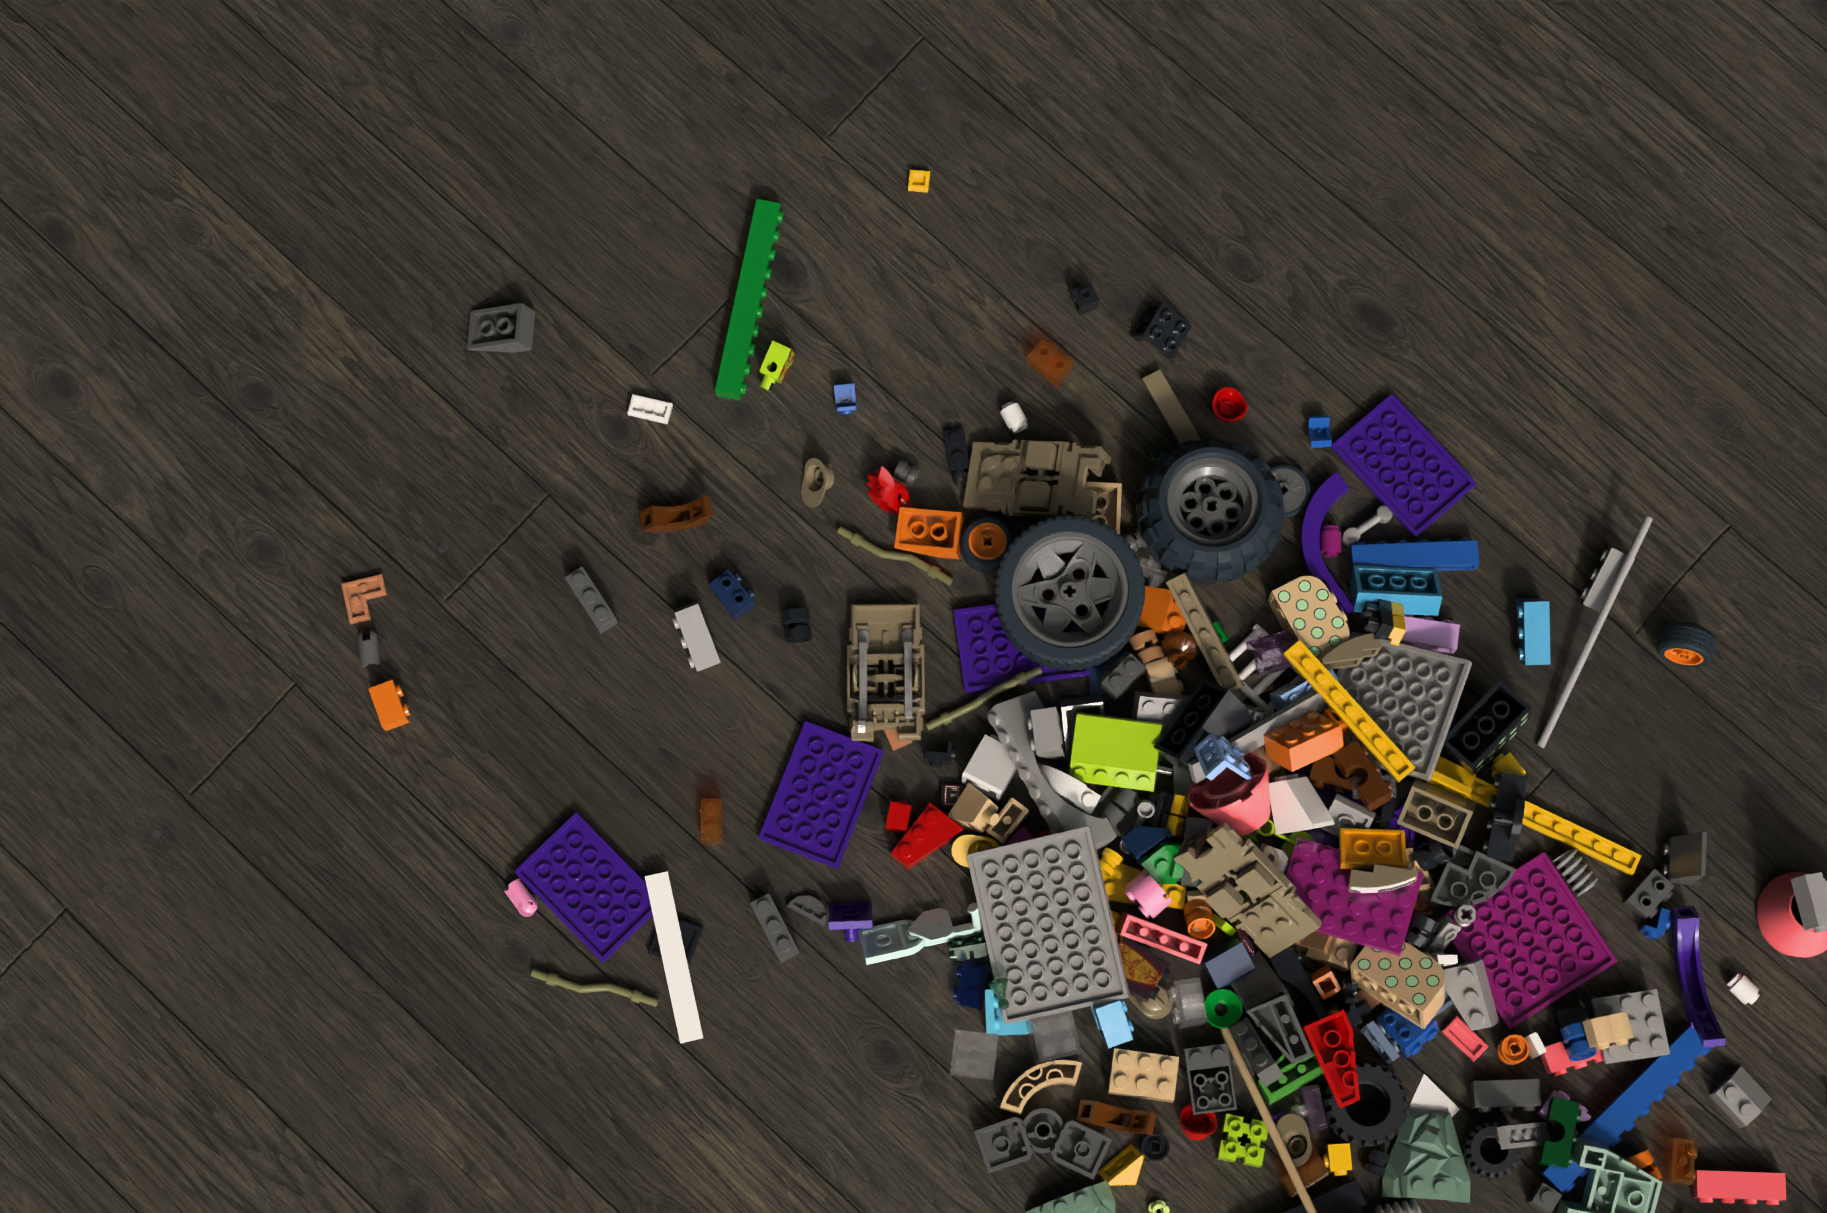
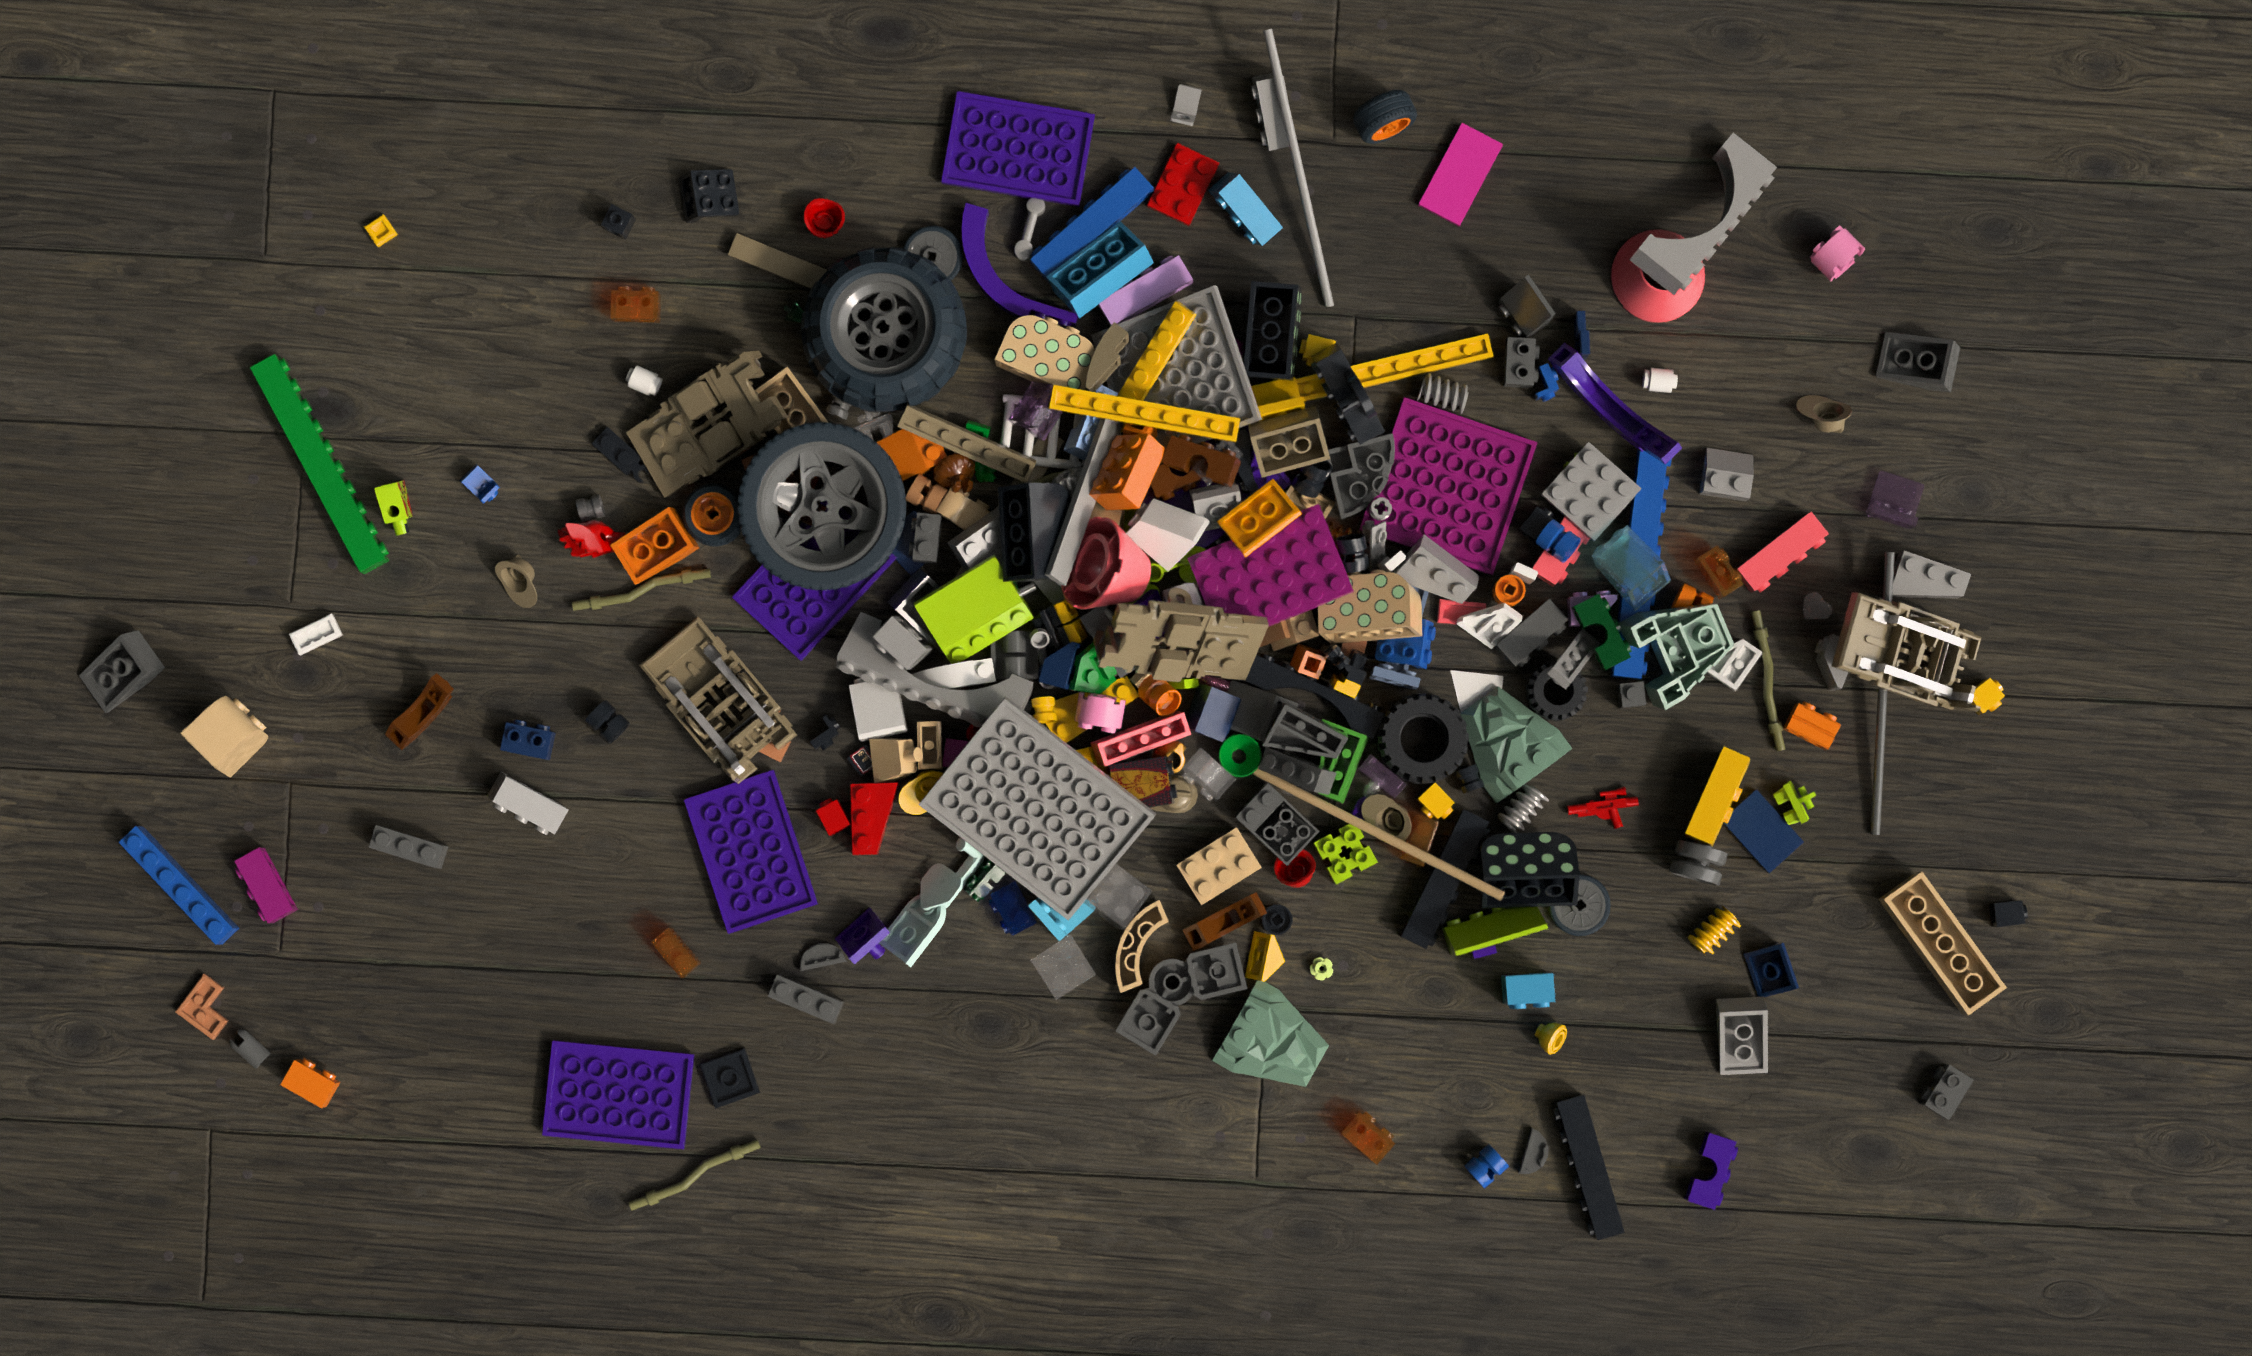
camera: 40 degrees left, 10 degrees up
(416, 501) = (179, 885): none -> blue brick
(473, 548) = (265, 885): none -> magenta brick
(521, 898) = (568, 1152): bright pink piece -> none
(535, 424) = (226, 735): none -> tan brick
(674, 957) = (740, 1093): white sticker -> none
(999, 987) = (1038, 893): clear green piece -> none
(1019, 679) = (803, 697): olive bar -> none
(1113, 1022) = (1159, 844): brick -> none
(1175, 961) = (1168, 749): none -> pearl gold piece
(1200, 665) = (984, 472): none -> green plant
(1217, 753) = (1065, 547): light blue bracket -> none
(1319, 431) = (921, 177): blue bracket -> none
(1330, 541) = (1009, 269): magenta brick -> none
(1334, 1051) = (1359, 715): red wedge -> none
(1381, 879) = (1287, 540): dark tan slope -> none
(1385, 620) = (1114, 306): black hips -> none
(1392, 677) = (1157, 353): none -> yellow plate
(1480, 1062) = (1491, 623): none -> white wing
(1501, 581) = (1183, 184): none -> red plate
(1548, 527) = (1186, 104): none -> light grey bracket
(1607, 1030) = (1575, 512): tan brick -> none
(1618, 1104) = (1631, 567): none -> clear light blue slope
(1708, 729) = (1460, 174): none -> dark pink tile
(1711, 909) = (1581, 335): none -> dark blue tile

